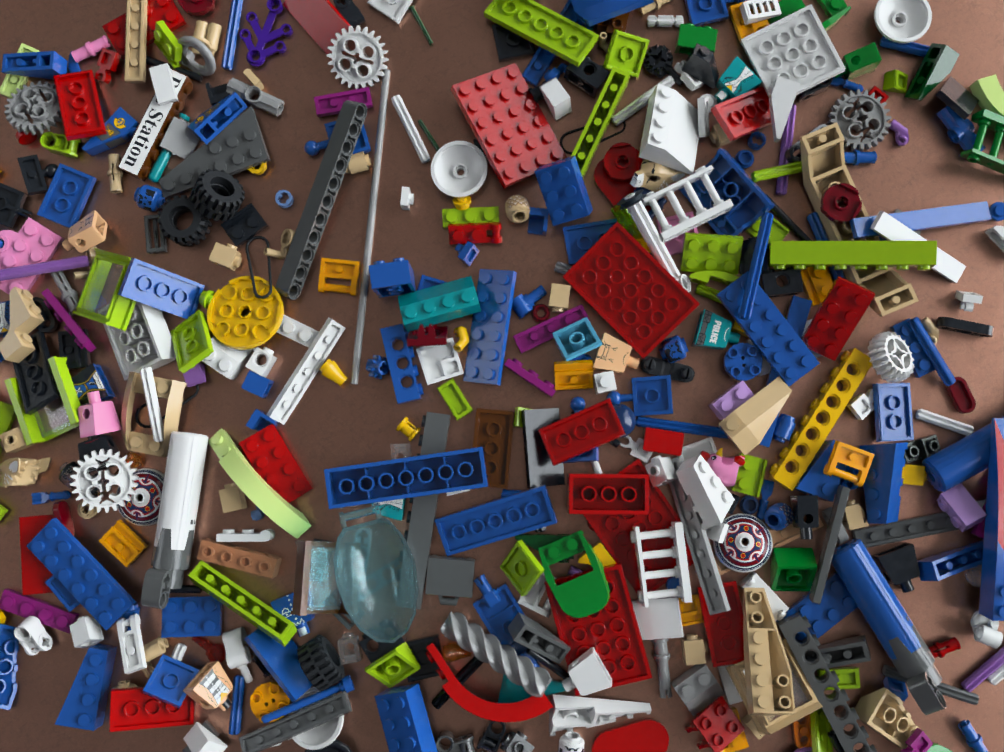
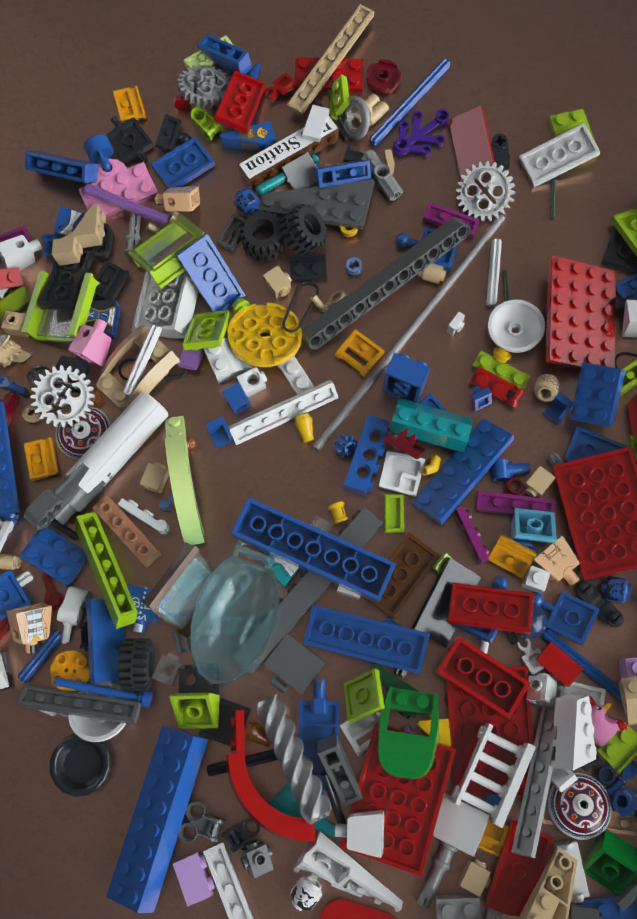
camera: 30 degrees right, 10 degrees down
(71, 326) = (119, 262): magenta plate -> none
(90, 49) = (275, 68): bright pink pin -> none
(115, 173) = (231, 169): tan pin -> none
(275, 463) = (209, 472): red plate -> none

